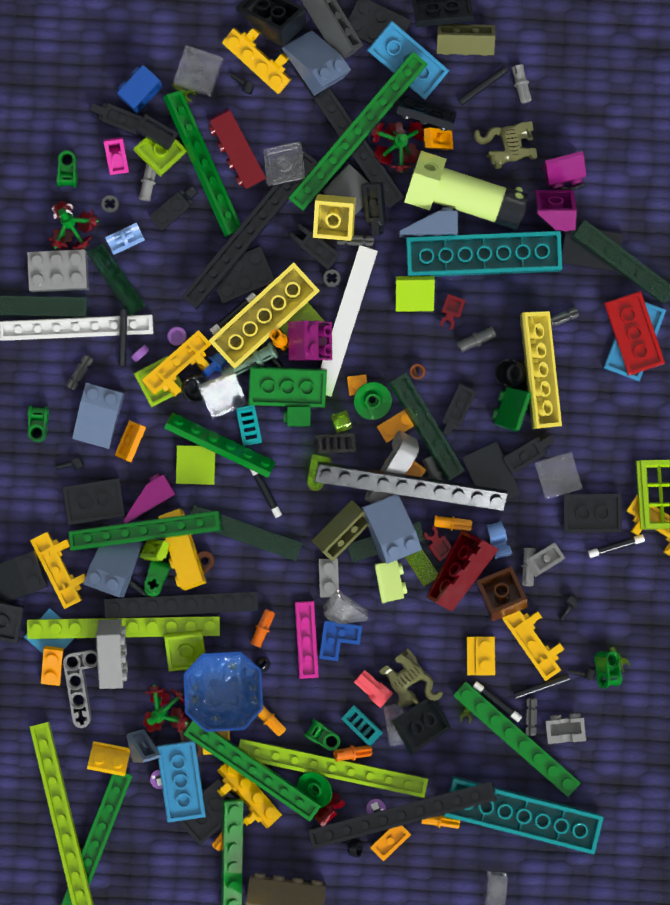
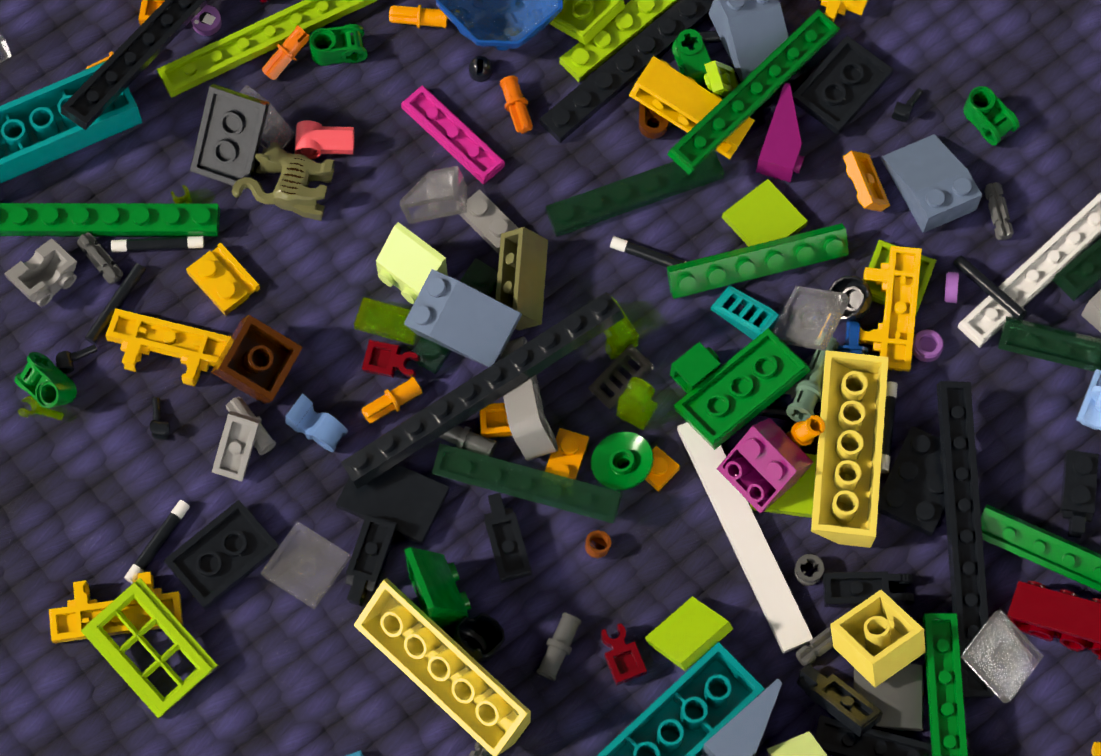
camera: 145 degrees right, 20 degrees down
(336, 633) = (421, 157): blue plate -> none
(378, 732) = (292, 82): teal slope -> none
(460, 570) = (334, 349): dark red wedge -> none

